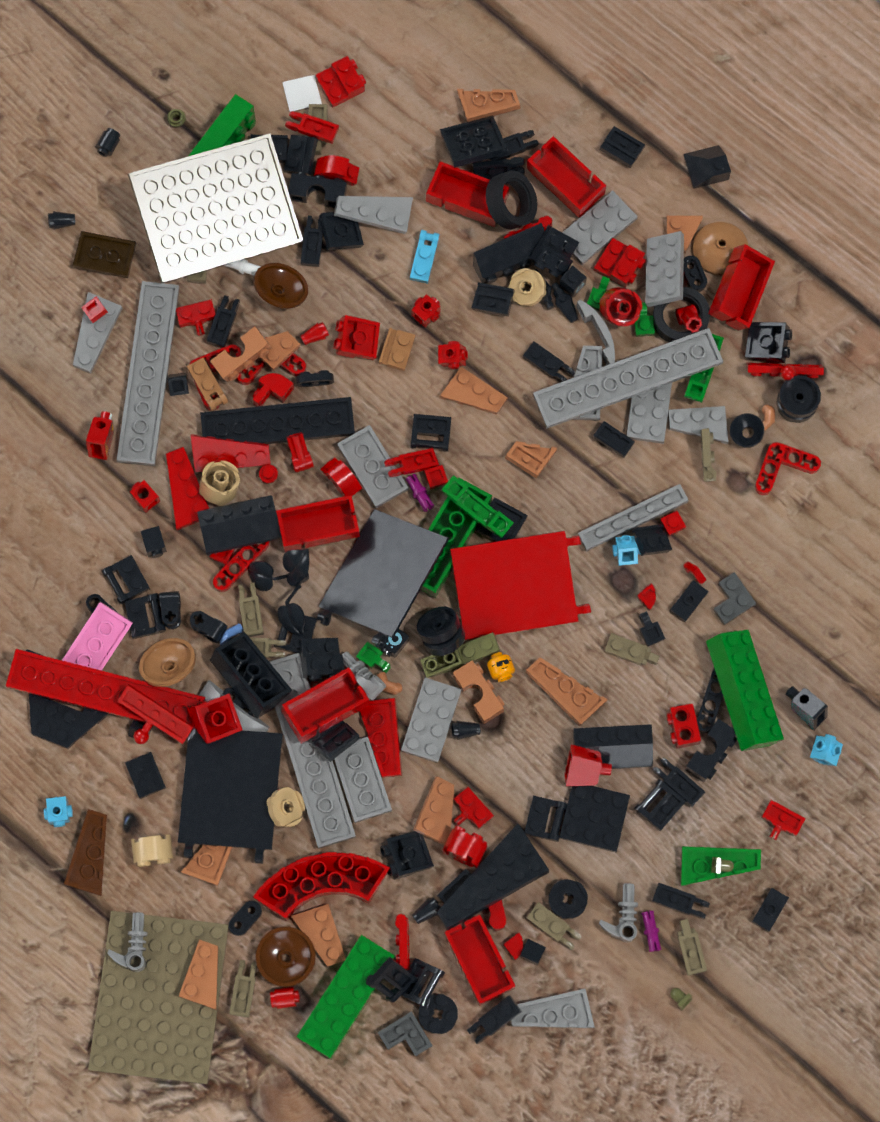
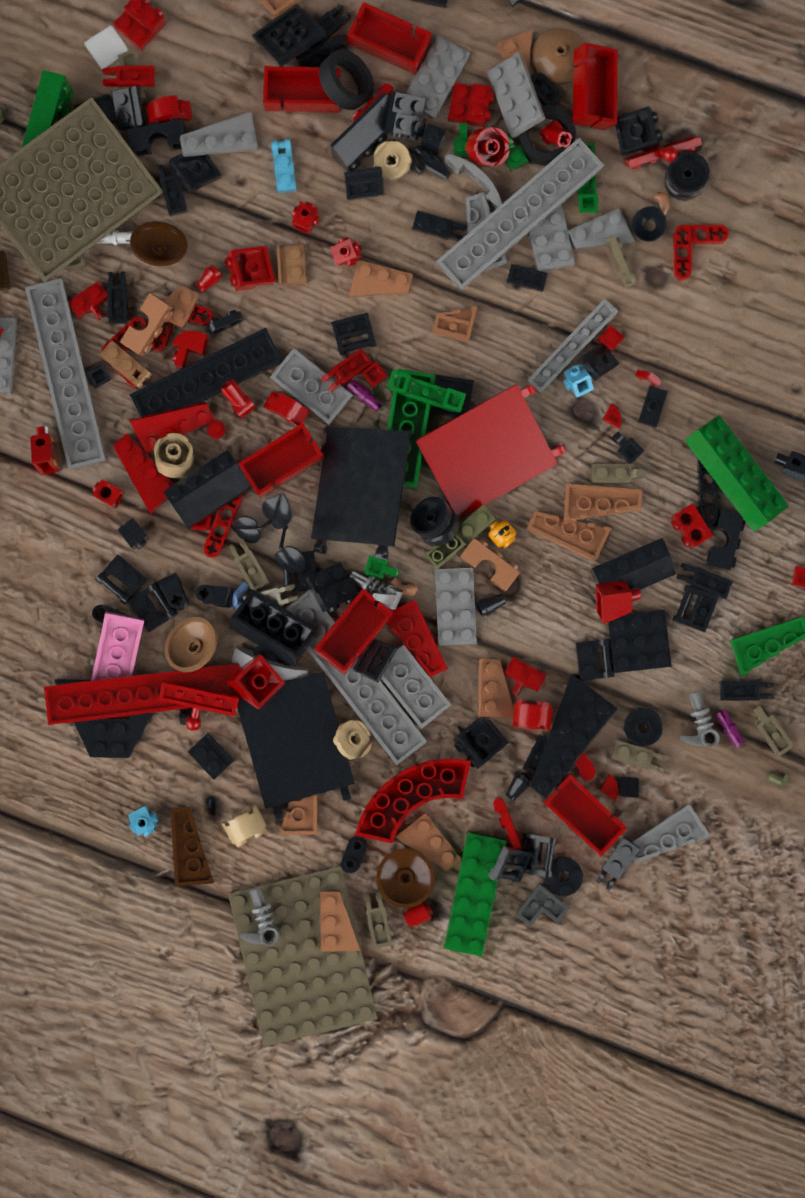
camera: 15 degrees left, 10 degrees up
(395, 645) = (396, 552): black brick -> none
(602, 669) = (597, 501): none -> nougat wing
(721, 865) = (771, 645): olive piece -> none
(738, 599) = (697, 388): dark grey plate -> none

